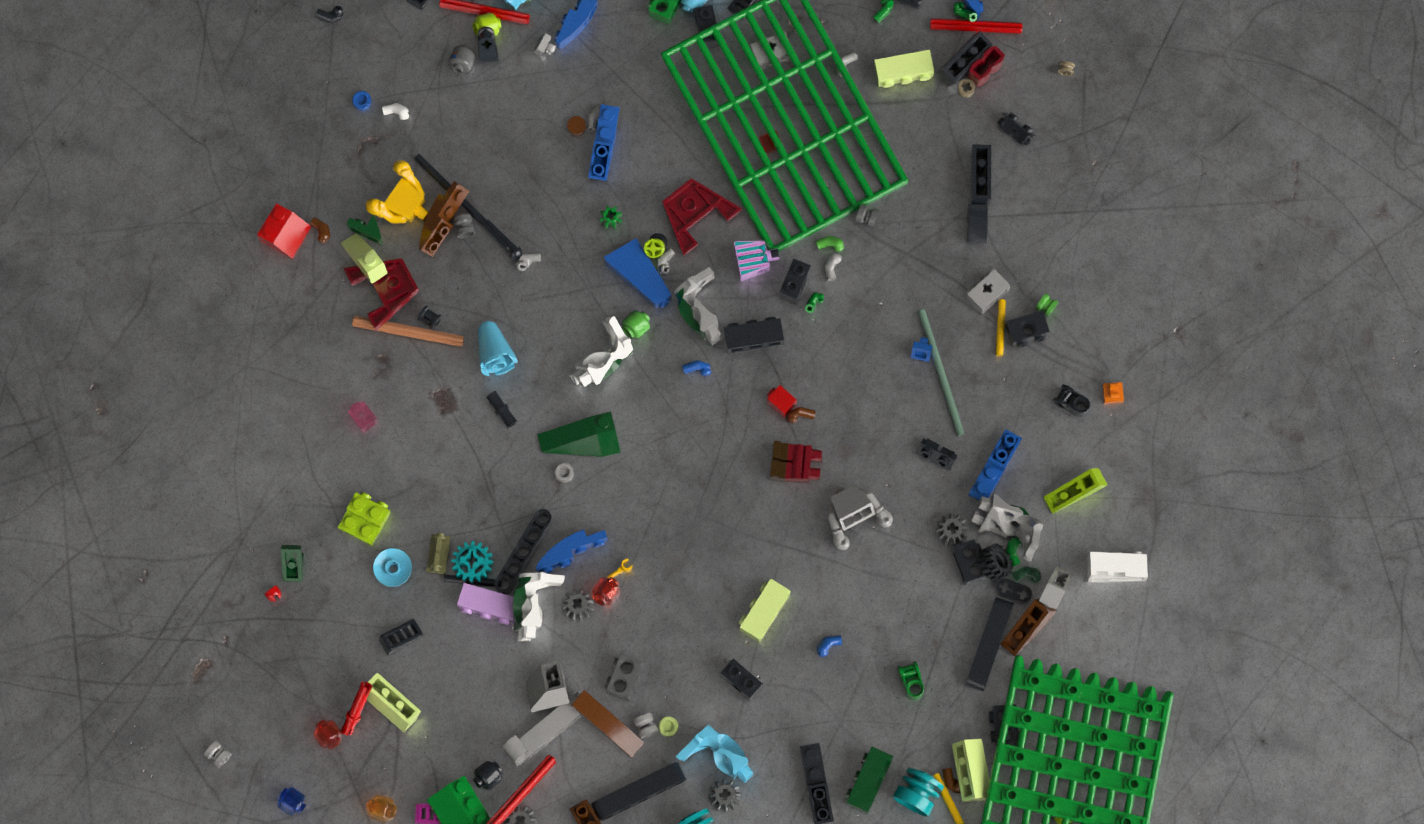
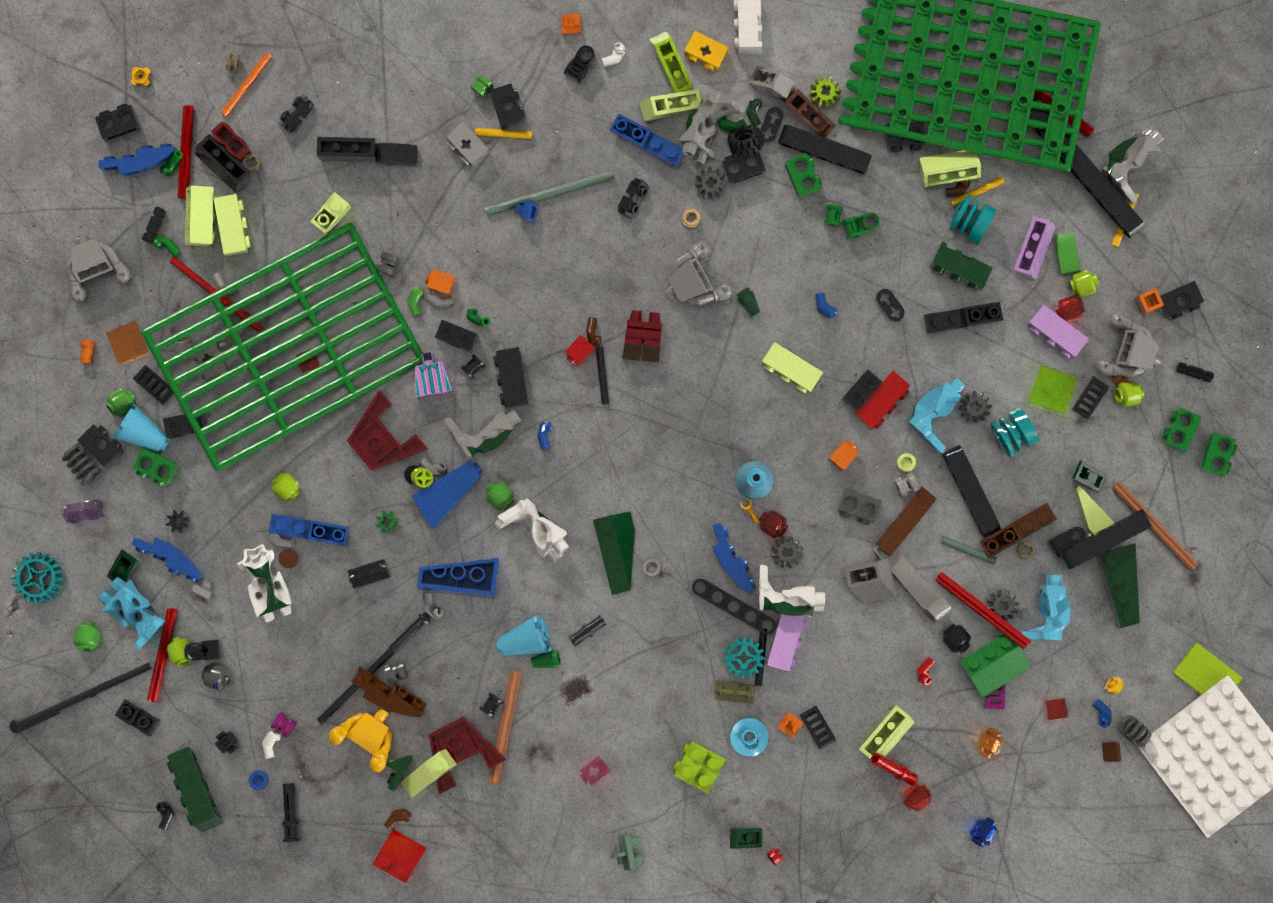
camera: 90 degrees left, 10 degrees up
(272, 451) = (625, 854): none -> sand green hips
(319, 129) = (290, 823): none -> black pin
(352, 39) = (193, 790): none -> dark green wedge
(398, 69) = (226, 742): none -> black gear
(404, 609) = (790, 724): none -> orange tile
(413, 123) = (284, 725): none -> magenta wheel
(455, 742) = (923, 672): none -> red arm
(472, 370) = (546, 660): none -> green cone
(538, 109) = (271, 598): none -> white hips
(554, 293) = (462, 578): none -> blue wedge
(560, 200) = (368, 573): none -> black hinge
(579, 787) = (968, 550): none -> sand green bar
(613, 27) = (172, 519): none -> black gear
(646, 121) = (285, 486): none -> lime head
(651, 574) = (751, 488): none -> medium azure cone
(675, 662) = (844, 455): none -> orange brick
(731, 701) = (883, 400): none -> red brick
(757, 424) = (602, 375): none -> black bar
(765, 298) = (473, 366): none -> black bush
(826, 707) = (893, 302): none -> black beam
(832, 567) = (748, 301): none -> clear green cone
(841, 49) = (208, 288): none -> red bar
(849, 266) = (440, 282): none -> orange brick
(912, 38) = (199, 216): none -> yellowish green brick
(916, 161) = (331, 213): none -> yellowish green slope
(917, 505) = (693, 212): none -> tan plate
(921, 652) = (833, 215): none -> green bush
(959, 617) = (797, 177): none -> green brick
(1032, 489) = (670, 105): none -> yellowish green slope
(1040, 645) = (817, 90): none -> lime gear
(1045, 82) = (246, 84): none -> orange bar
(1080, 437) = (616, 57): none -> white arm
(1083, 535) = (699, 43): none -> yellow brick

